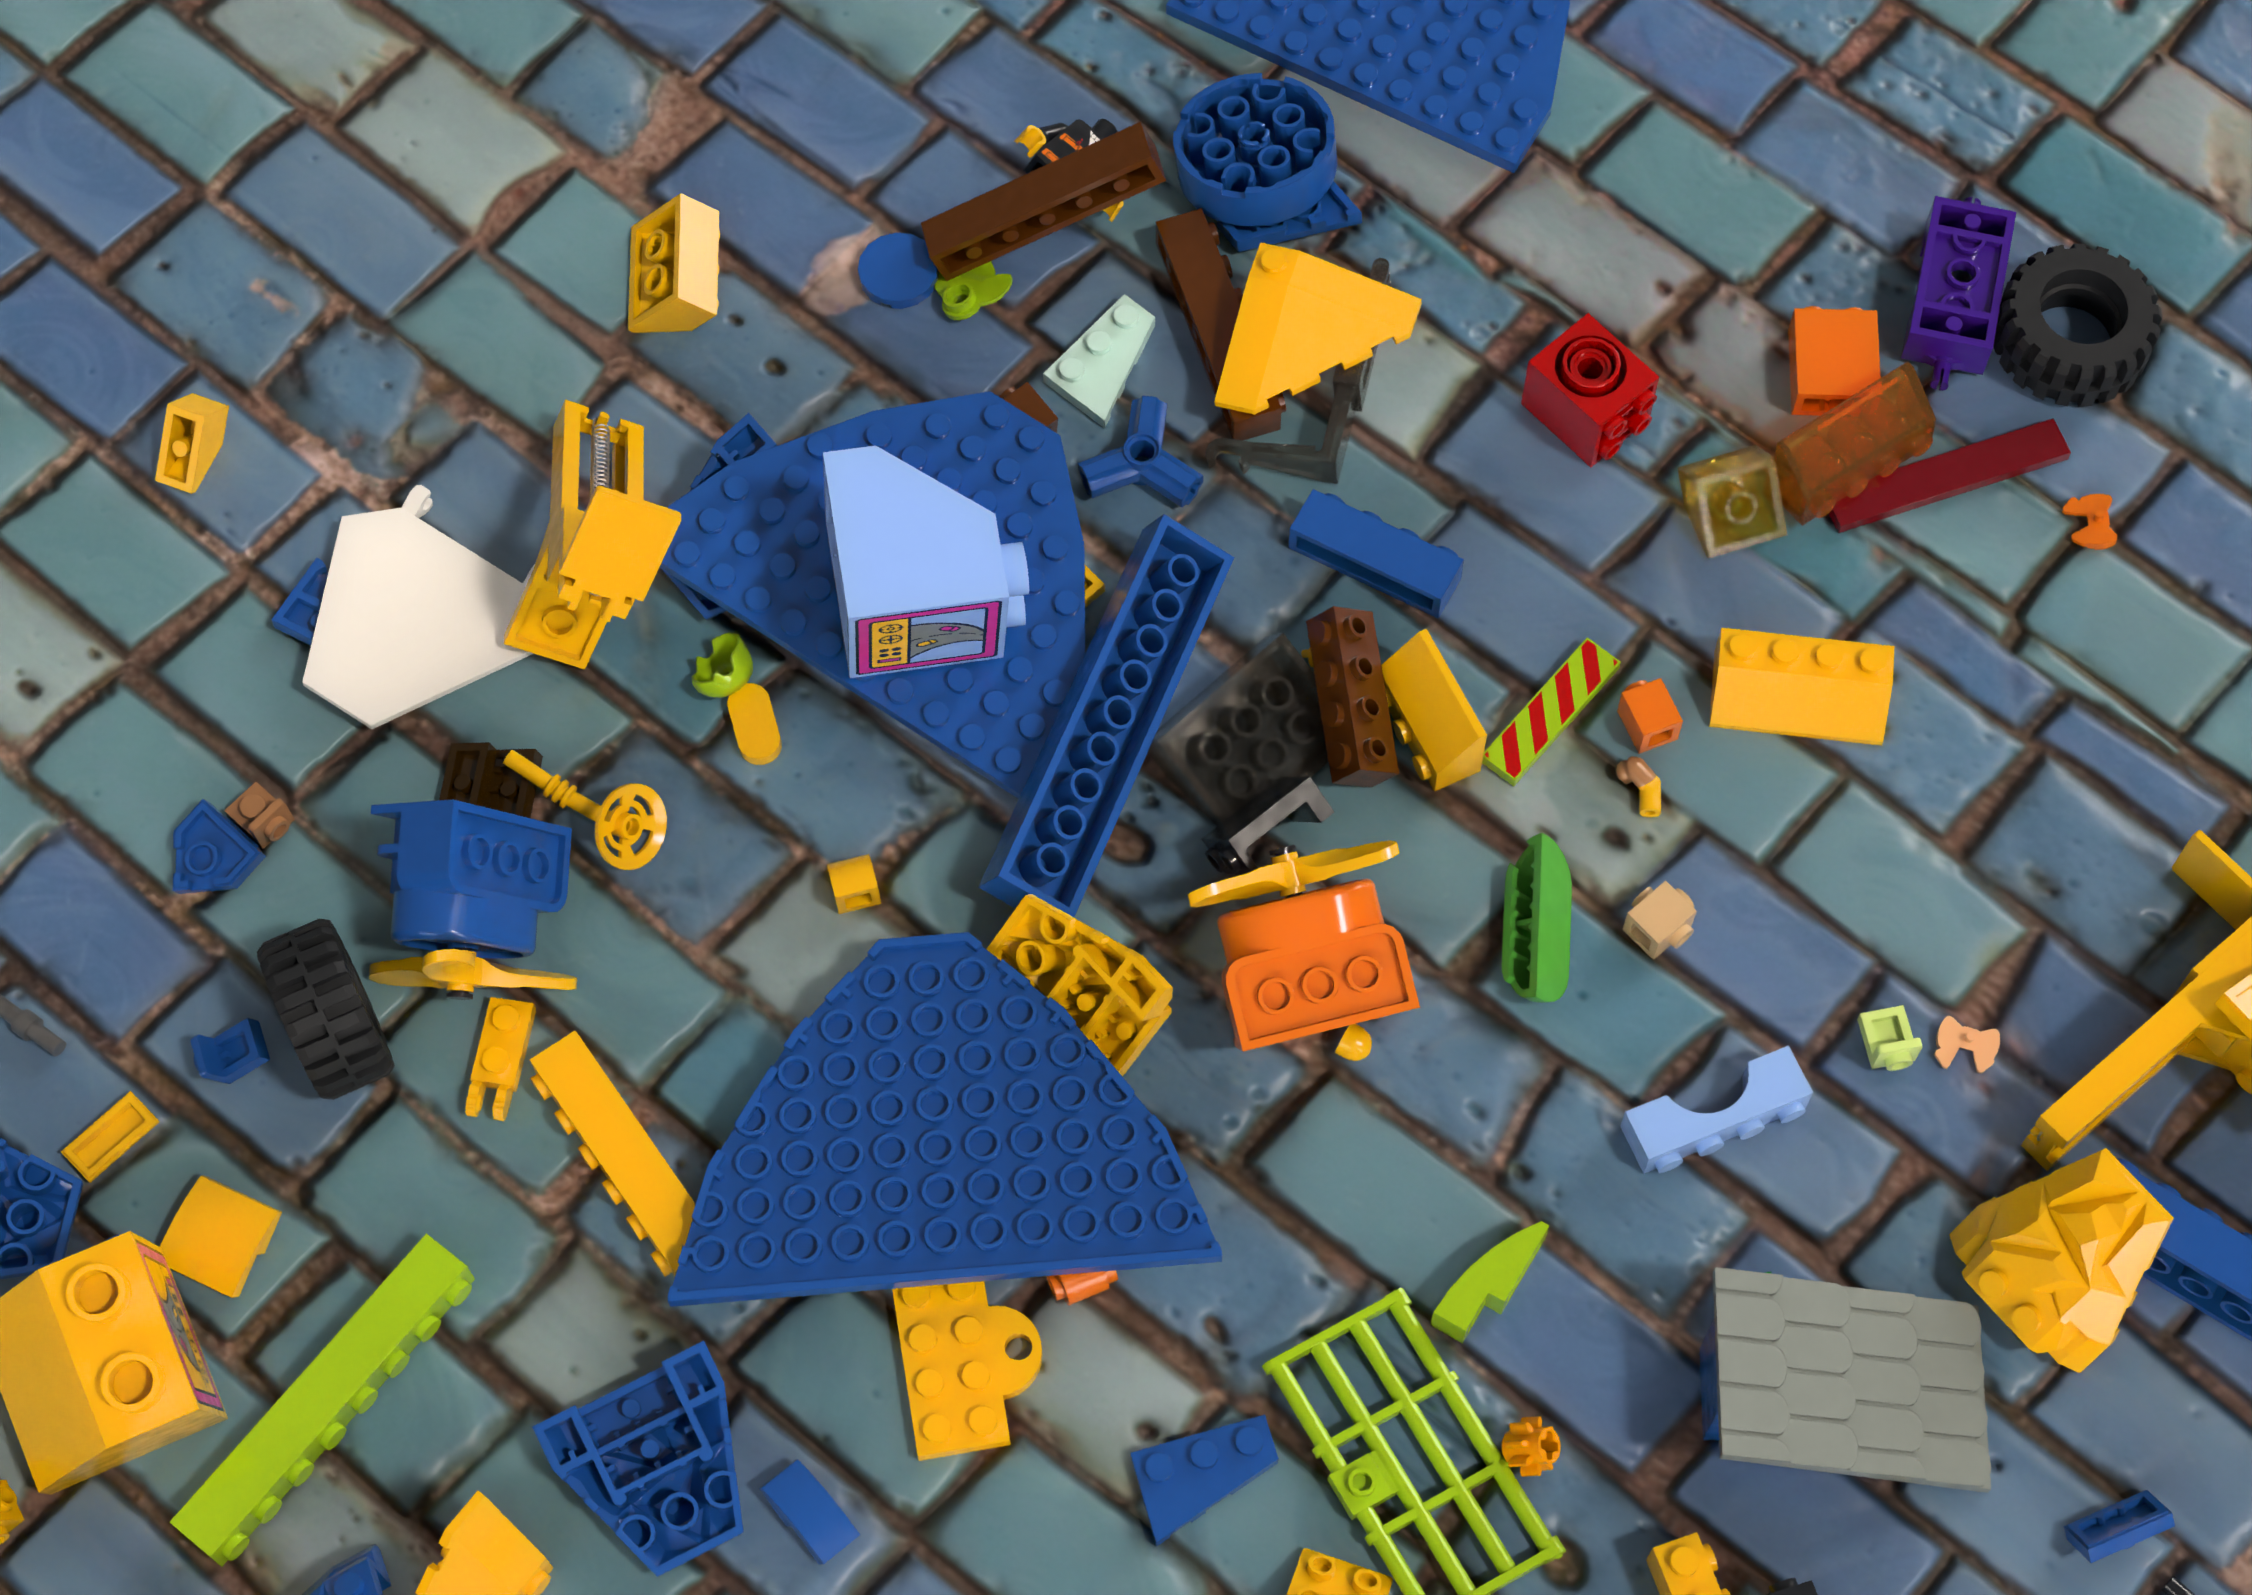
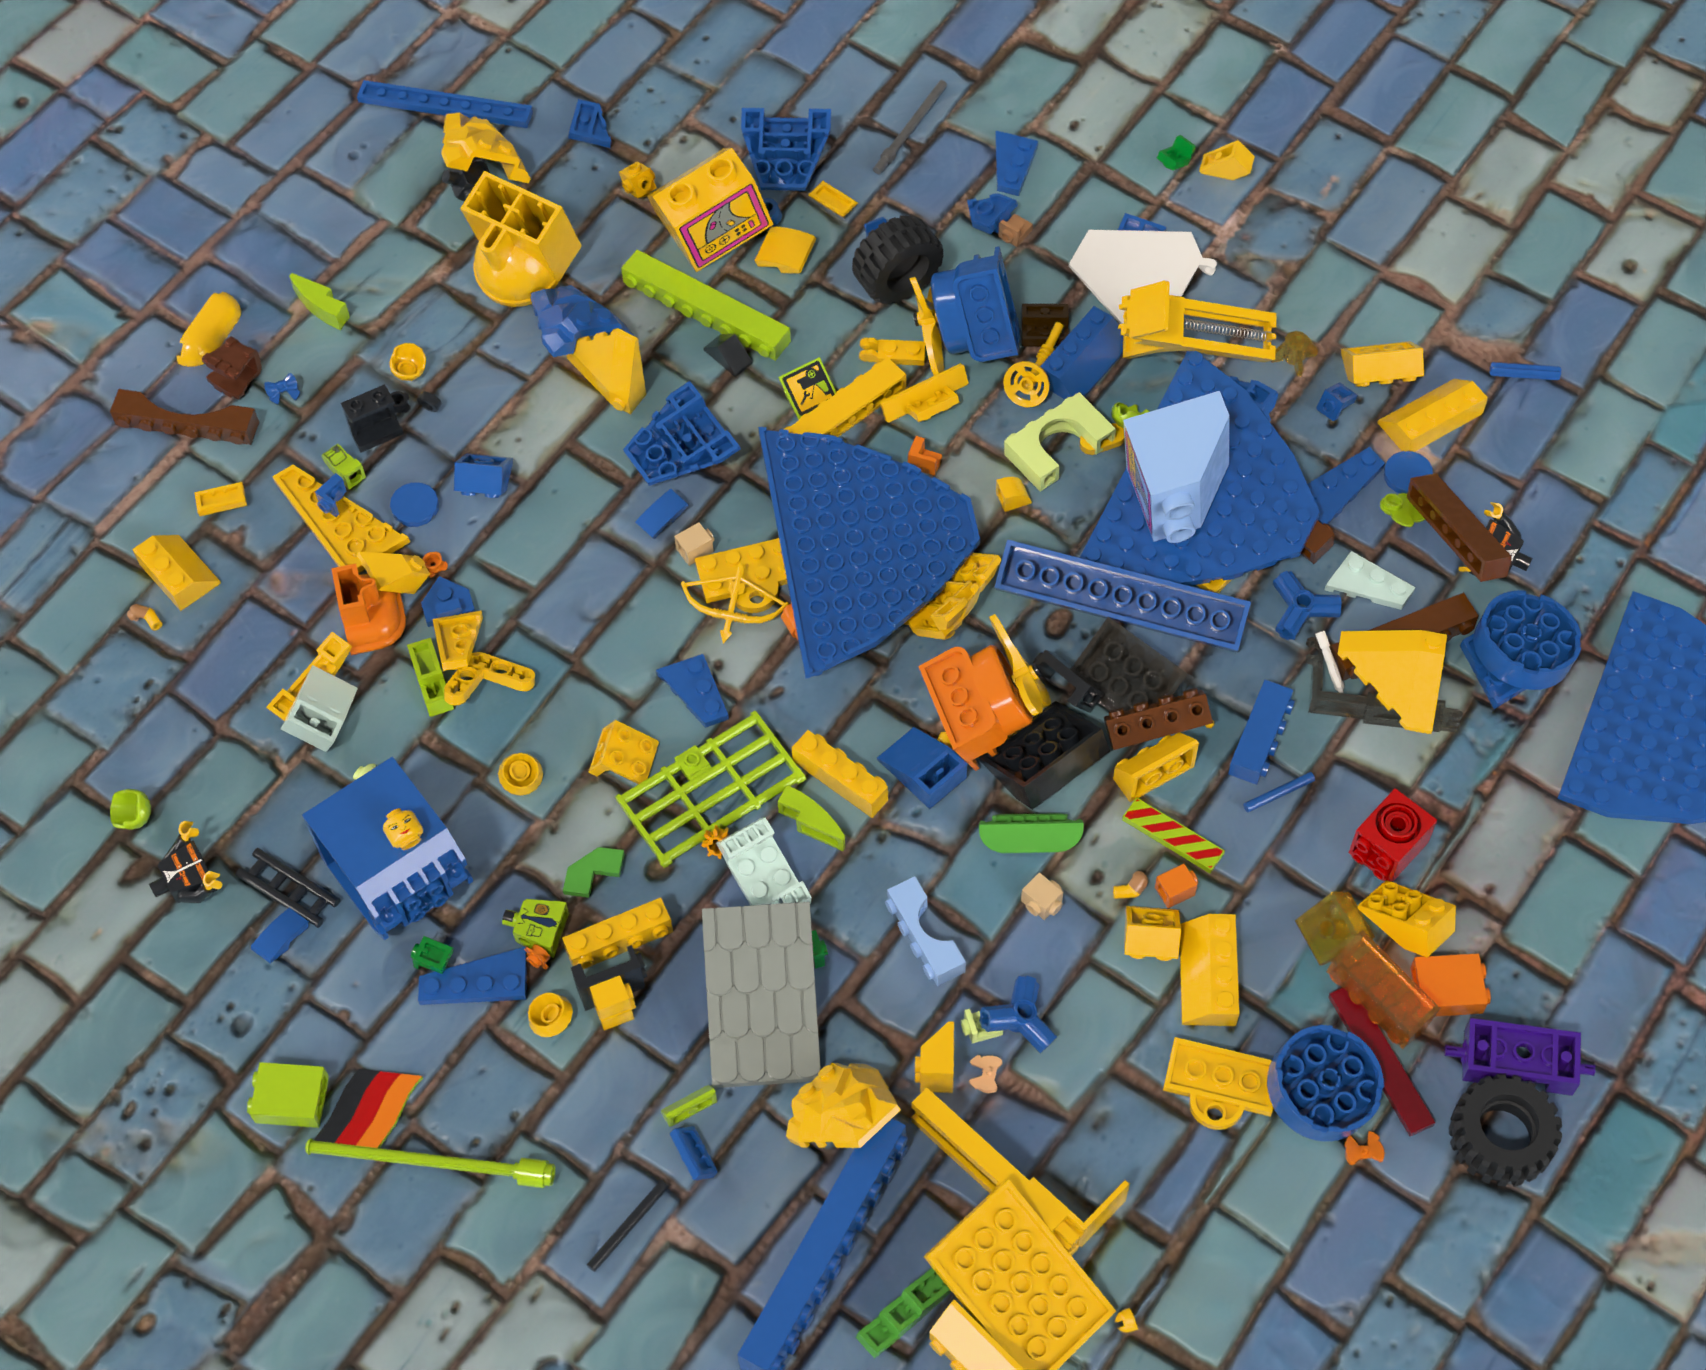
camera: 85 degrees right, 5 degrees down
(91, 799) = (1013, 161): none -> blue wing
(151, 518) = (1177, 155): none -> green bracket
(445, 1364) = (729, 353): none -> black slope
(567, 1214) = (807, 387): none -> piece
(575, 727) = (1084, 355): none -> blue slope
(626, 392) = (1295, 349): none -> clear yellow brick
(626, 1001) = (927, 397): none -> yellow bracket
(724, 73) = (1525, 371): none -> blue axle
(741, 349) = (1335, 399): none -> blue bracket
(752, 1025) = (922, 458): none -> orange panel
(765, 845) = (1073, 416): none -> yellowish green arch
(790, 213) = (1434, 414): none -> yellow slope
(887, 1452) = (694, 543): none -> tan brick
(899, 359) = (1341, 484): none -> blue wing
(1003, 1380) = (735, 588): none -> yellow piece
(1268, 431) = (1330, 661): none -> white animal
(1400, 1082) = (924, 766): none -> blue slope
(1407, 1224) = (840, 773): none -> yellow brick
(1418, 889) = (1046, 754): none -> black slope
(1481, 547) = (1279, 792): none -> blue bar
(1601, 1367) = (761, 866): none -> light aqua plate
(1724, 391) = (1410, 917): none -> yellow slope
(1730, 760) = (1152, 933): none -> yellow slope
(1880, 974) = (1020, 1015): none -> blue piece
(1965, 1104) = (936, 1064): none -> yellow slope
(1988, 698) = (1218, 1081): none -> yellow plate
(2008, 546) = (1321, 1109): none -> blue brick
(2026, 1531) = (689, 1105): none -> lime slope

